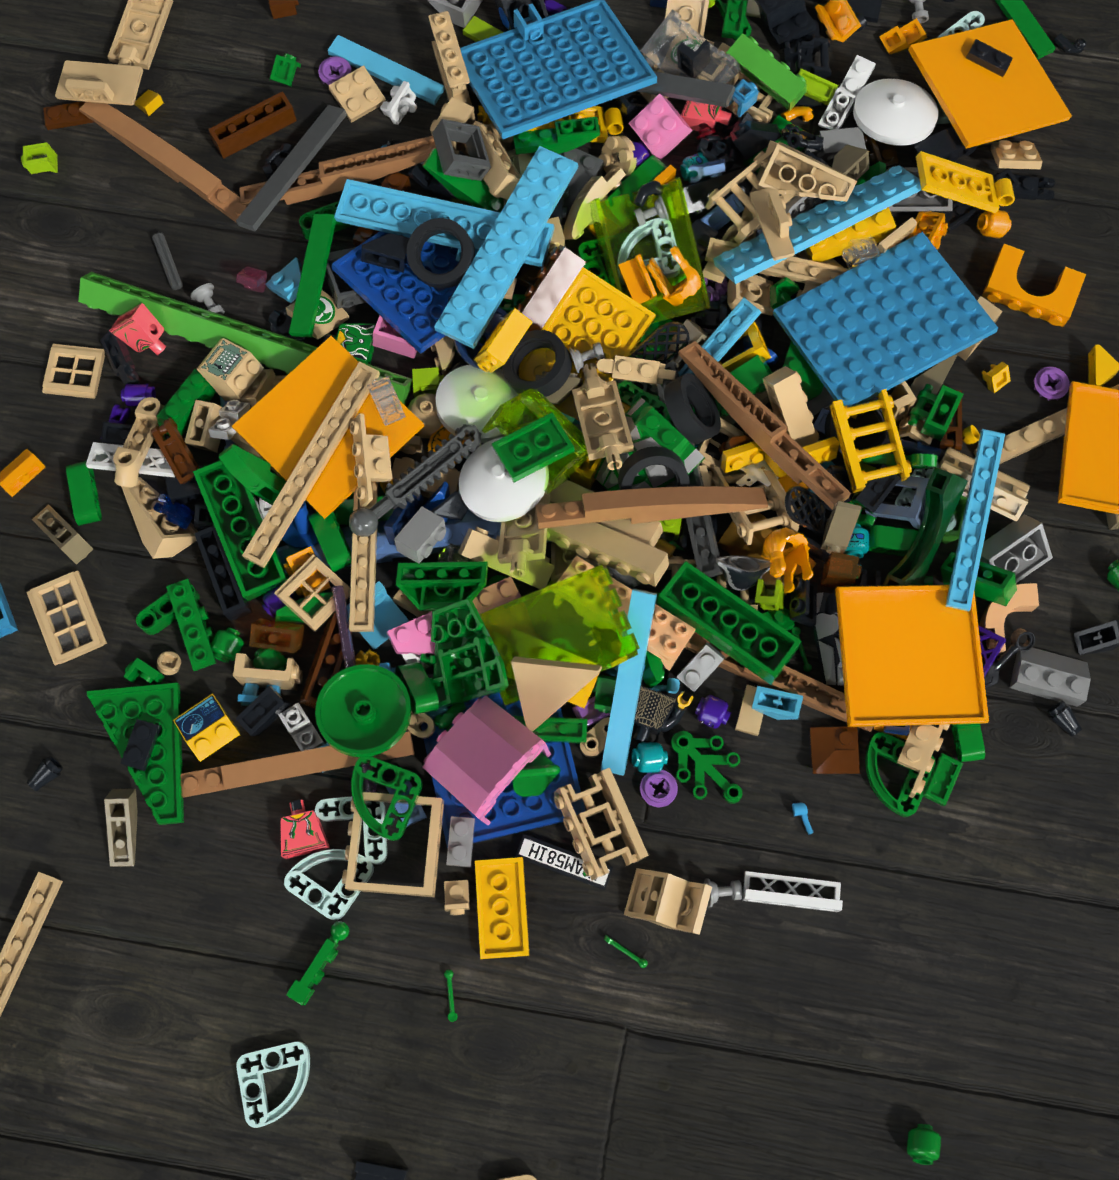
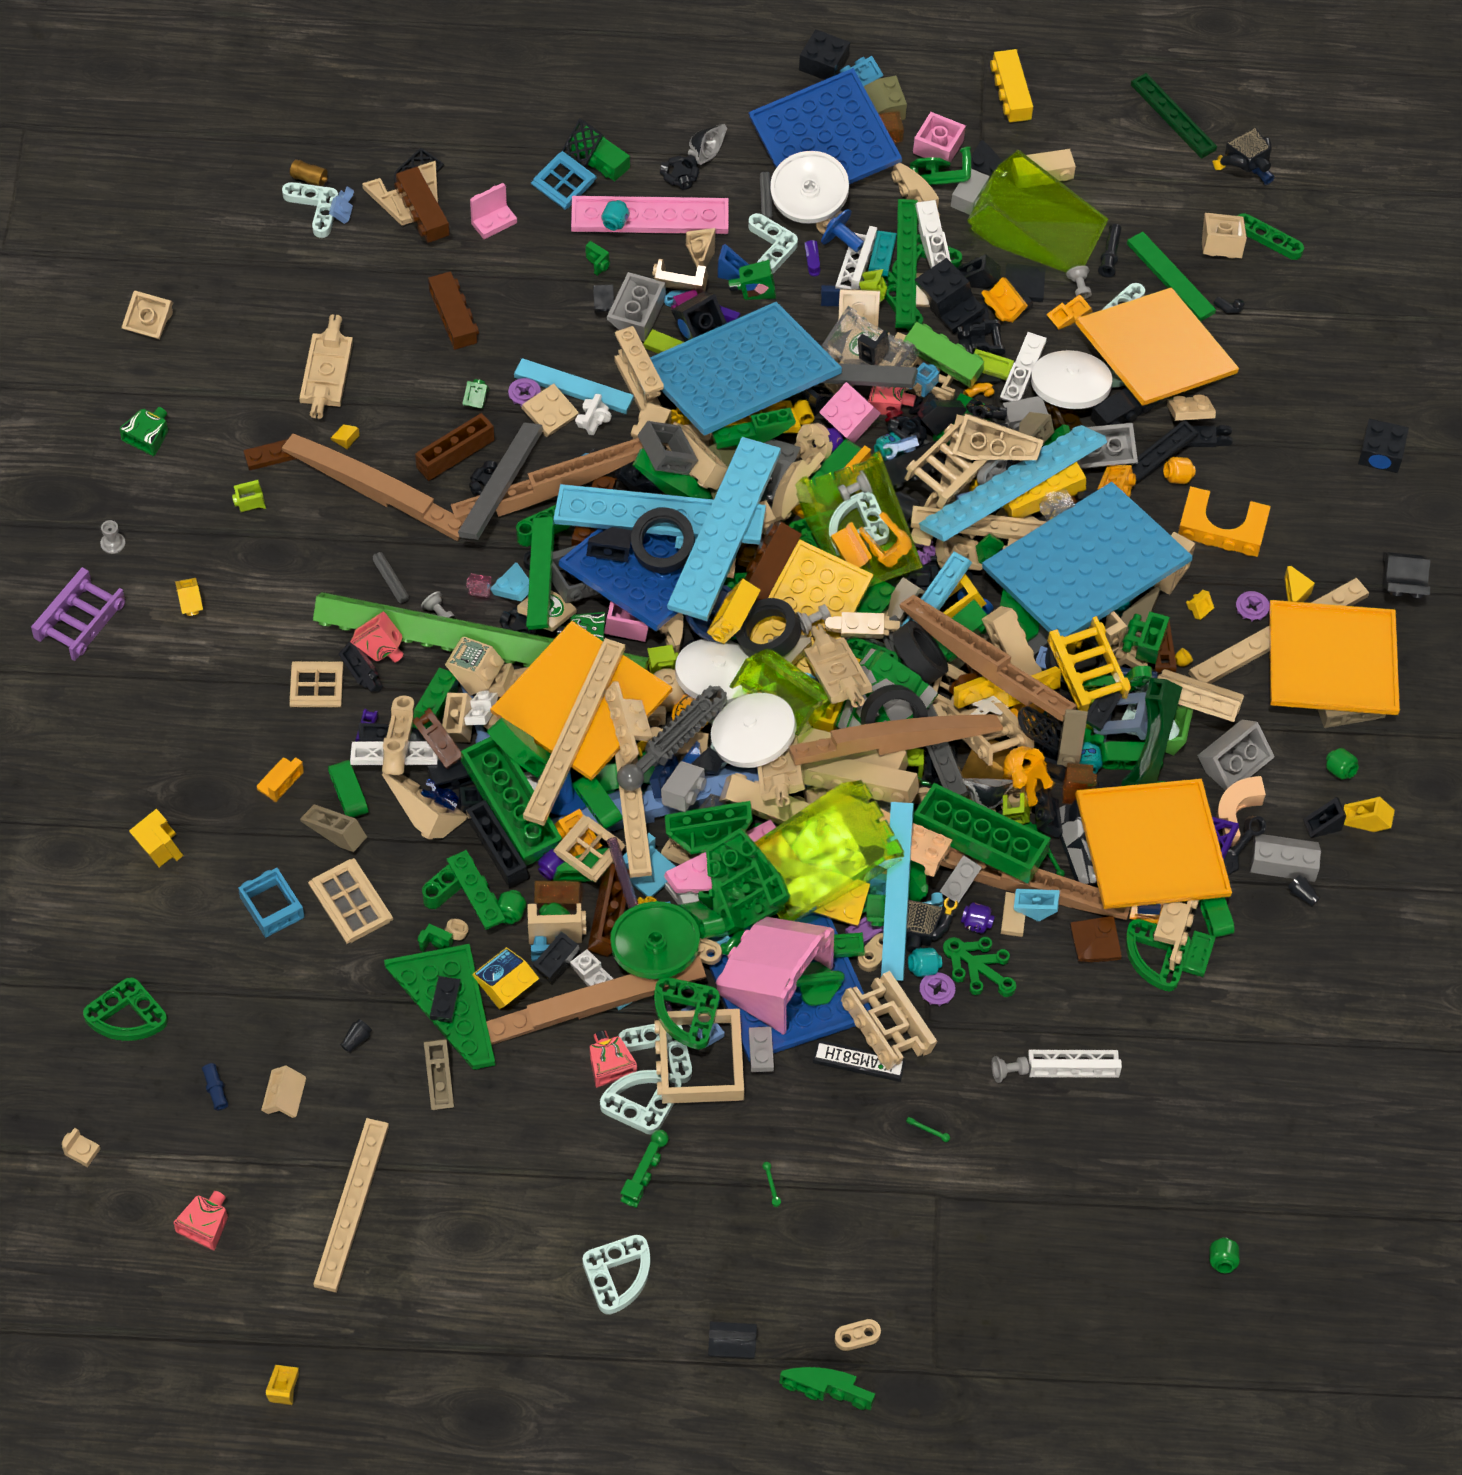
camera: 10 degrees left, 15 degrees down
(99, 82) = (299, 421): tan bracket -> none
(136, 392) = (384, 697): dark purple brick -> none
(386, 400) = (638, 667): clear brick -> none
(456, 897) = (763, 1100): tan bracket -> none
(501, 908) = (808, 1103): yellow plate -> none
(531, 26) = (713, 333): dark azure window -> none
(533, 447) = (779, 695): green plate -> none
(548, 685) = (826, 889): tan tile -> none
(634, 352) = (876, 591): black window -> none
(646, 190) = (847, 468): black arm -> none
(668, 901) = (961, 1077): tan bracket -> none
(717, 218) = (918, 488): medium blue tile -> none
(773, 222) = (971, 482): tan bracket -> none
(800, 809) = (1071, 992): dark azure hand -> none
(898, 235) = (1089, 486): tan tile -> none
(963, 183) = (1143, 435): yellow hinge -> none
(975, 520) = (1194, 721): medium azure tile -> none
(989, 58) = (1153, 323): black plate -> none
(991, 581) = (1216, 775): green brick -> none

